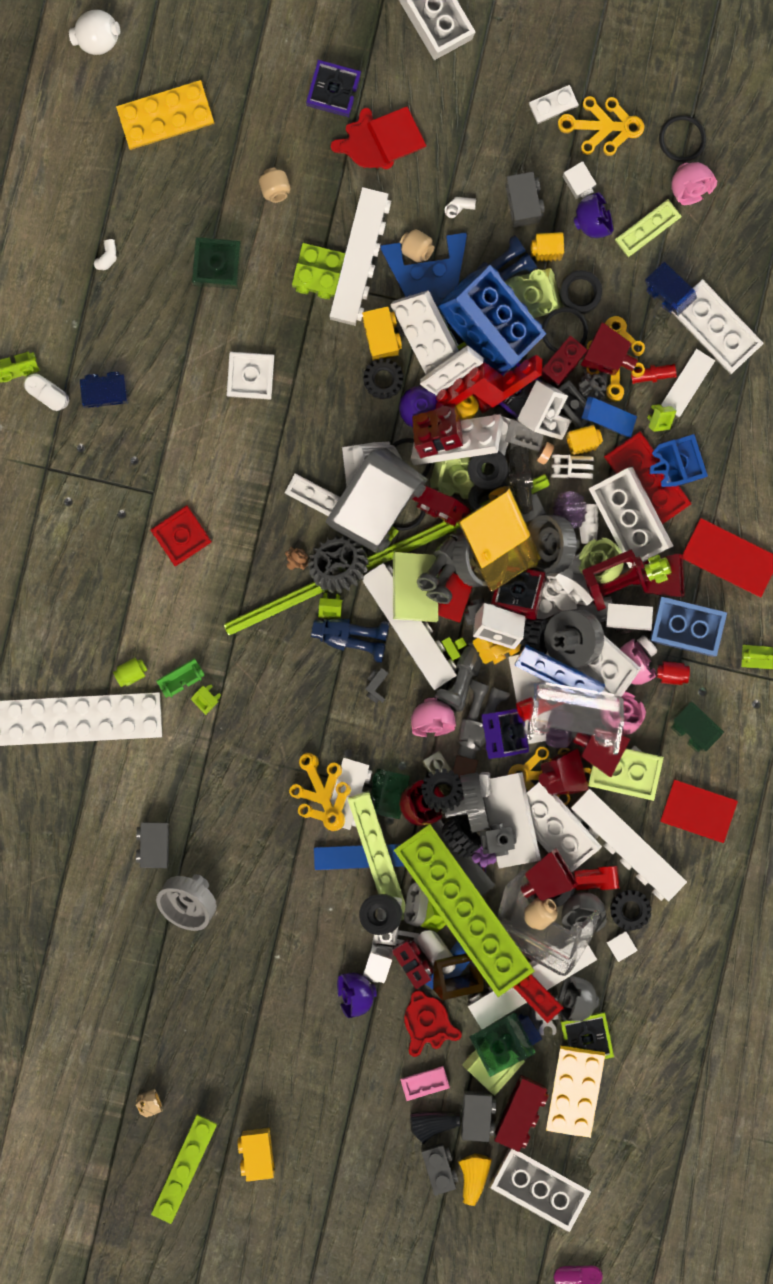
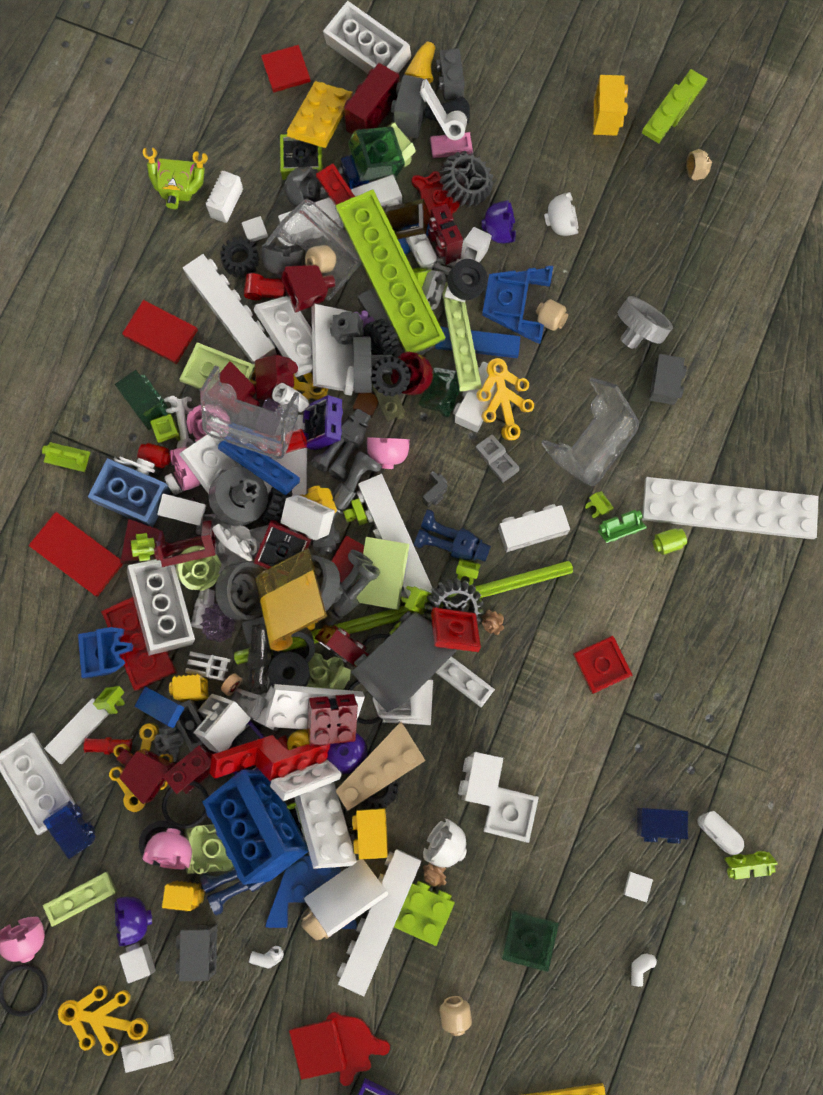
camera: 170 degrees left, 10 degrees down
(119, 329) = (637, 886): none -> white tile
(216, 765) = (602, 439): none -> clear windscreen
(270, 662) = (533, 527): none -> white brick
(285, 397) = (481, 778): none -> white brick
(285, 898) = (552, 314): none -> tan head
(289, 1014) = (562, 215): none -> white cylinder
(308, 335) = (446, 845): none -> white cylinder
(314, 306) = (434, 875): none -> medium nougat plant
(318, 731) = (497, 458): none -> light grey slope
(332, 537) = (455, 630): none -> red tile
(334, 911) = (507, 298): none -> blue wing
(375, 564) = (416, 599): none -> lime tile
(377, 401) = (388, 762): none -> tan wing
(382, 1040) = (472, 176): none -> dark grey gear
(395, 271) = (345, 897): none -> white tile
(429, 1101) = (452, 123): none -> white door
(542, 751) = (284, 393): none -> white hinge
(568, 285) = (169, 850): none -> bright pink cylinder
(626, 1149) = (285, 68): none -> red tile
(658, 725) = (180, 407): none -> white bar
(661, 975) = (224, 196): none -> white brick
(666, 701) = (165, 428): none -> lime panel
(680, 656) = (142, 465): none -> white plate
(719, 988) = (176, 178): none -> lime torso

